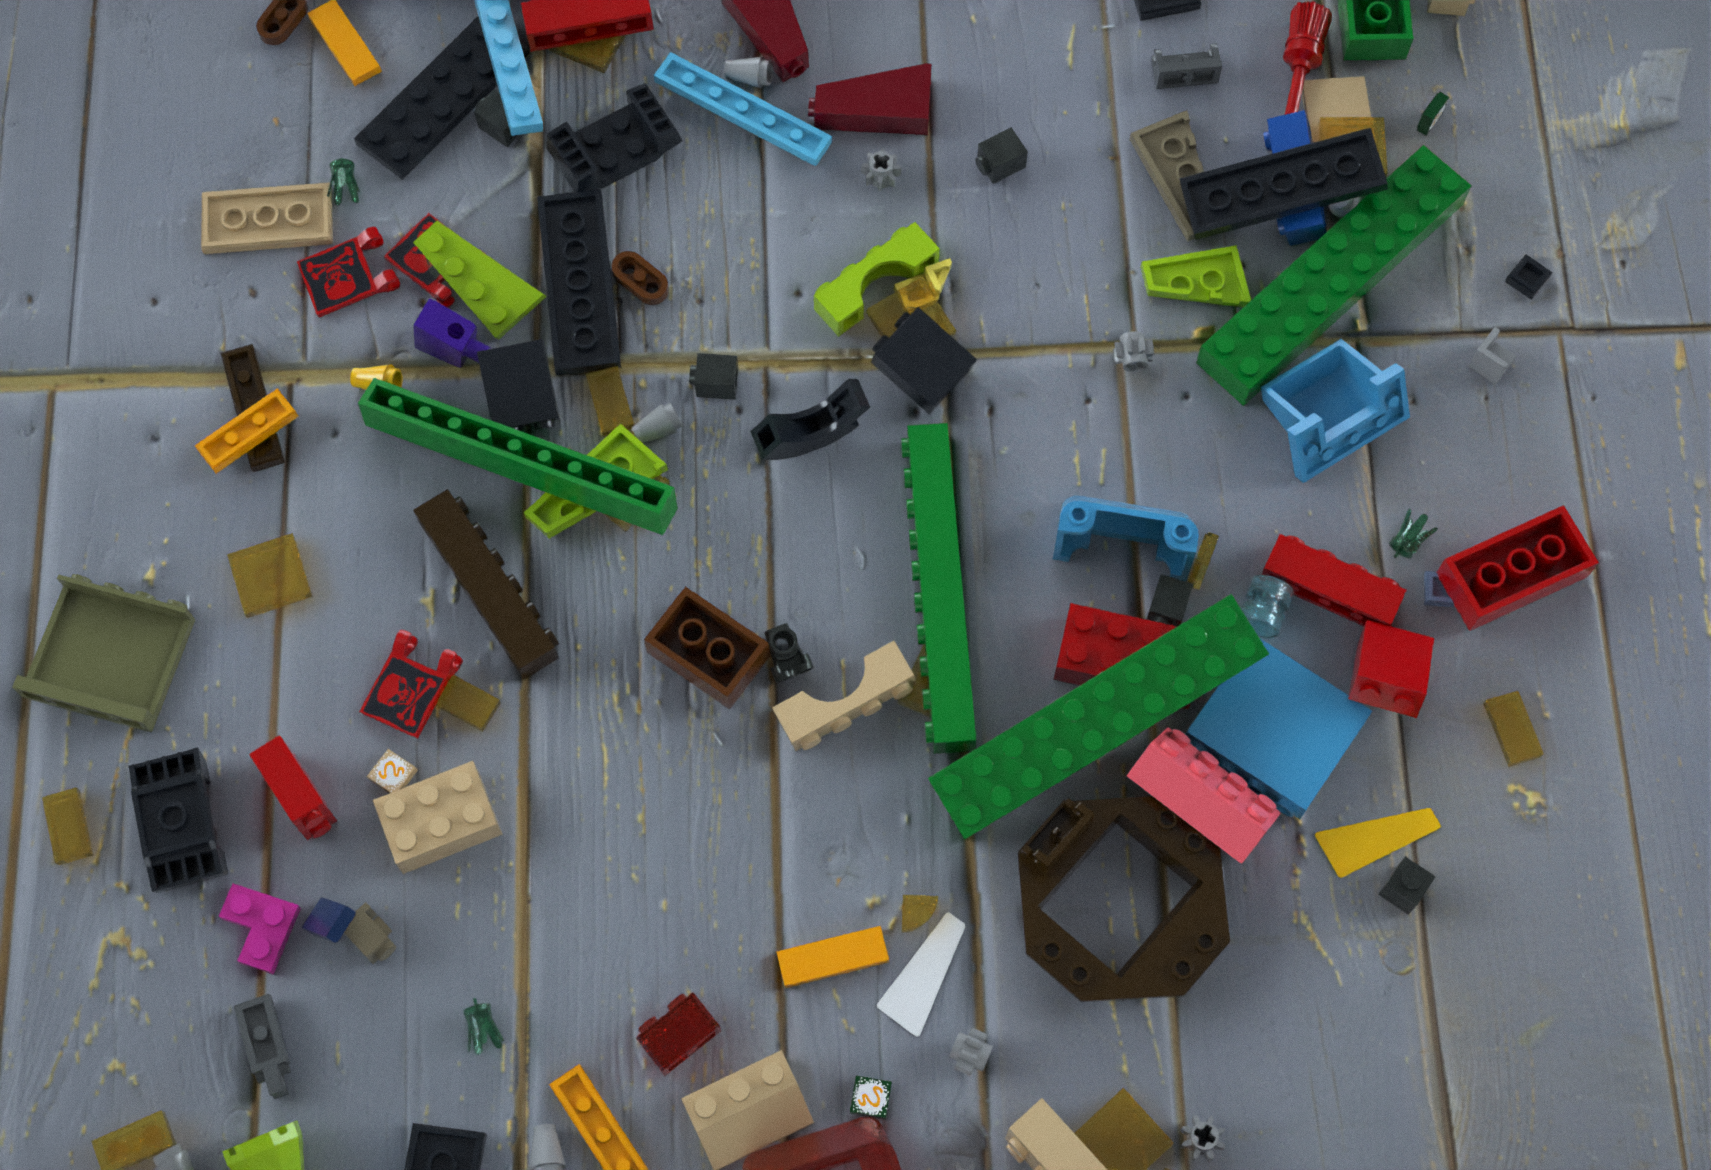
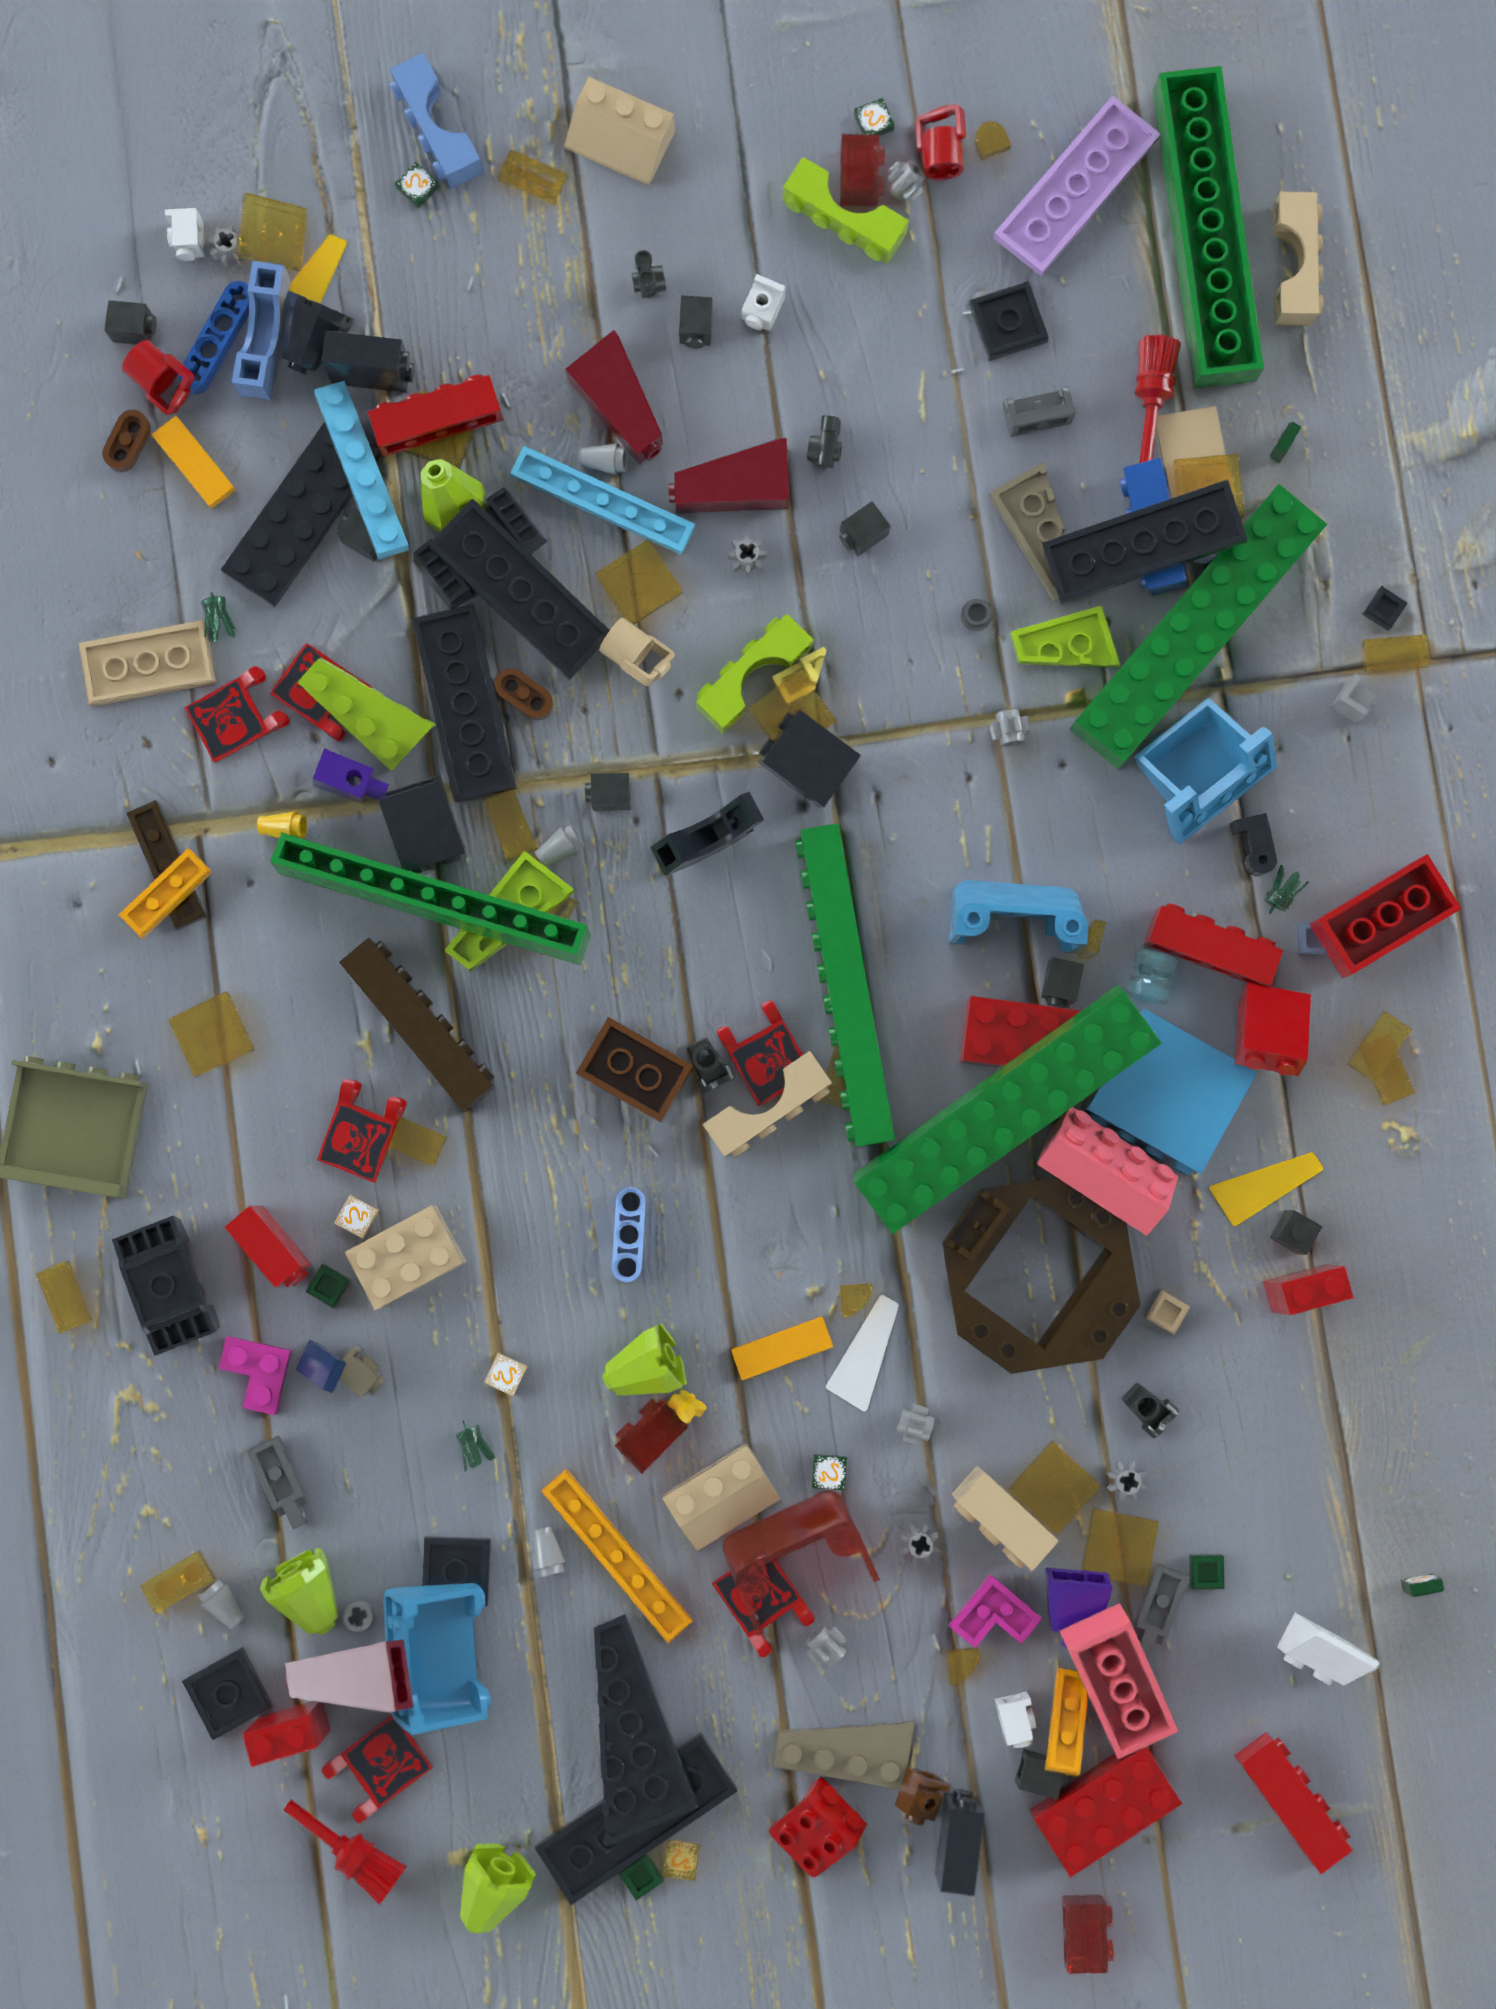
camera: 10 degrees left, 15 degrees up
(350, 842) = (328, 1285): none -> dark green tile
(528, 955) = (505, 1374): none -> tile
(591, 87) = (446, 492): none -> lime cone
(649, 177) = (519, 589): none -> black plate
(680, 801) = (621, 1249): none -> light blue beam
(681, 955) = (646, 1365): none -> lime cone
(720, 1006) = (686, 1406): none -> yellow piece
(755, 243) = (630, 646): none -> tan piece
(769, 188) = (639, 583): none -> clear yellow tile
(843, 650) = (763, 1055): none -> flag
(970, 80) = (825, 448): none -> pearl dark grey plate
(1108, 245) = (976, 615): none -> dark grey plate
(1239, 1068) = (1153, 1412): none -> pearl dark grey plate
(1260, 961) = (1167, 1312): none -> tan tile
(1384, 485) = (1257, 842): none -> black leg
(1416, 941) = (1308, 1289): none -> red brick
(1506, 701) = (1379, 1046): none -> clear yellow tile
(1538, 319) = (1395, 653): none -> clear yellow tile

